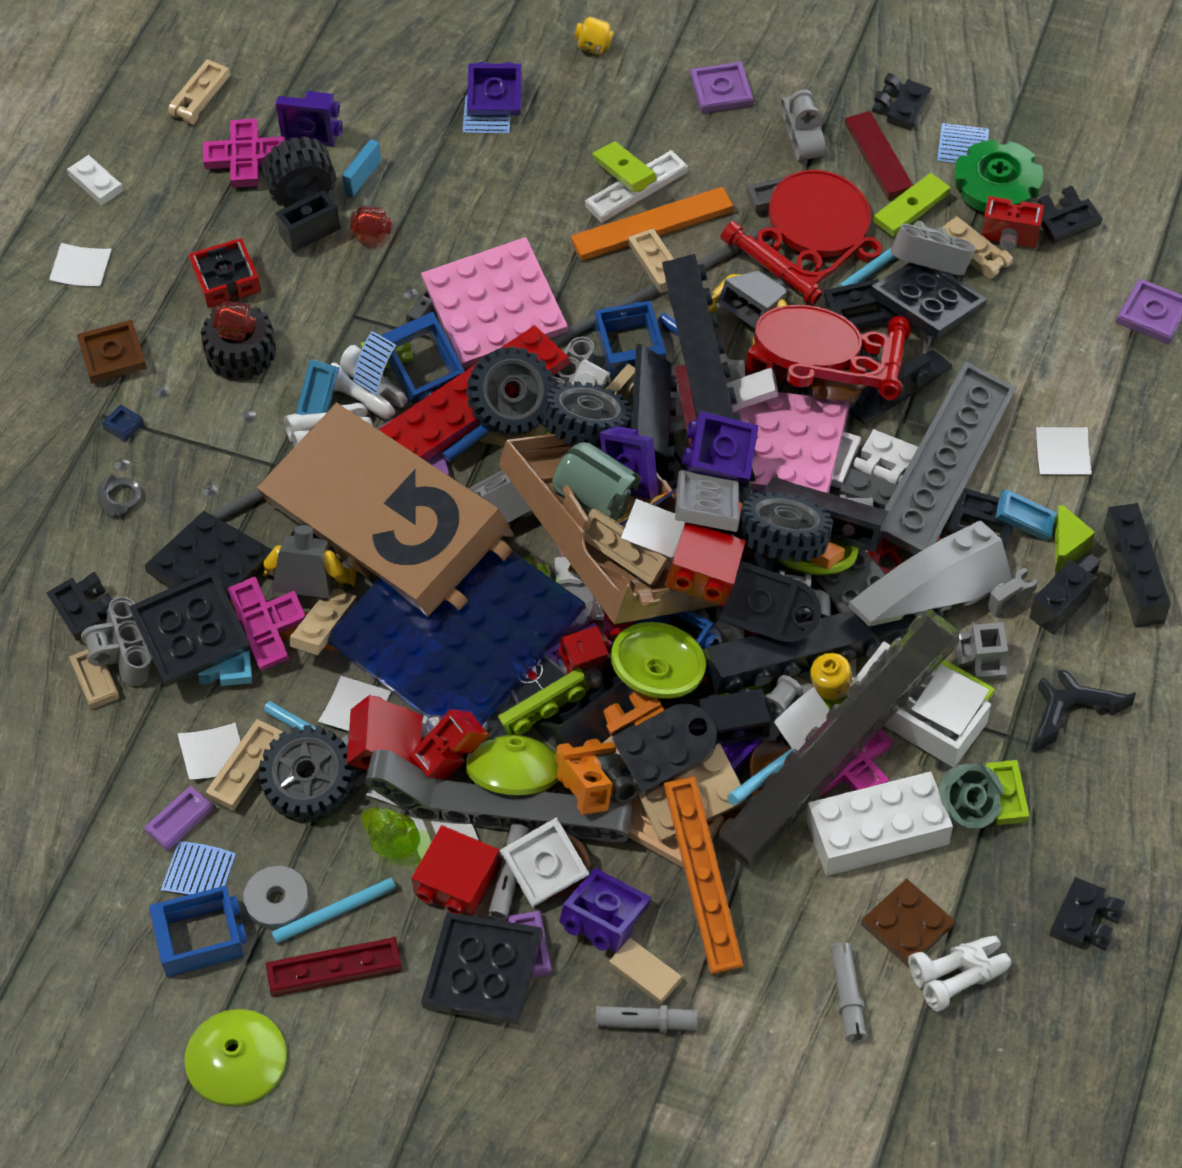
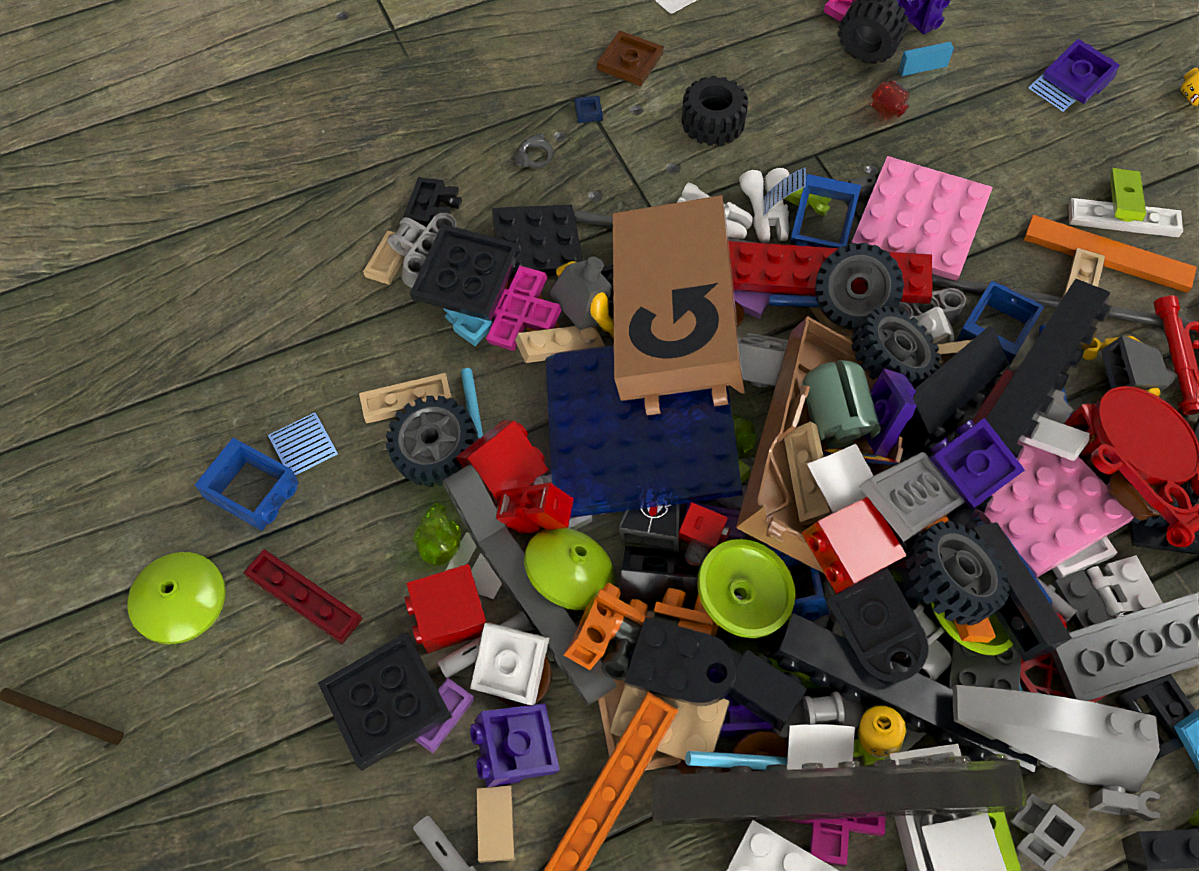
camera: 45 degrees right, 5 degrees up
(178, 818) = (329, 396): medium lavender tile -> none
(208, 750) = (398, 366): white sticker -> none
(224, 272) = (755, 60): piece -> none
(233, 320) = (716, 88): clear red head -> none
(273, 880) = (320, 493): light grey tile -> none
(308, 220) = (848, 65): black brick -> none
(317, 388) = (731, 180): dark azure tile -> none
(333, 910) = (347, 555): medium azure bar -> none
(346, 696) = (528, 413): white sticker -> none
(544, 703) = (640, 541): lime tile -> none

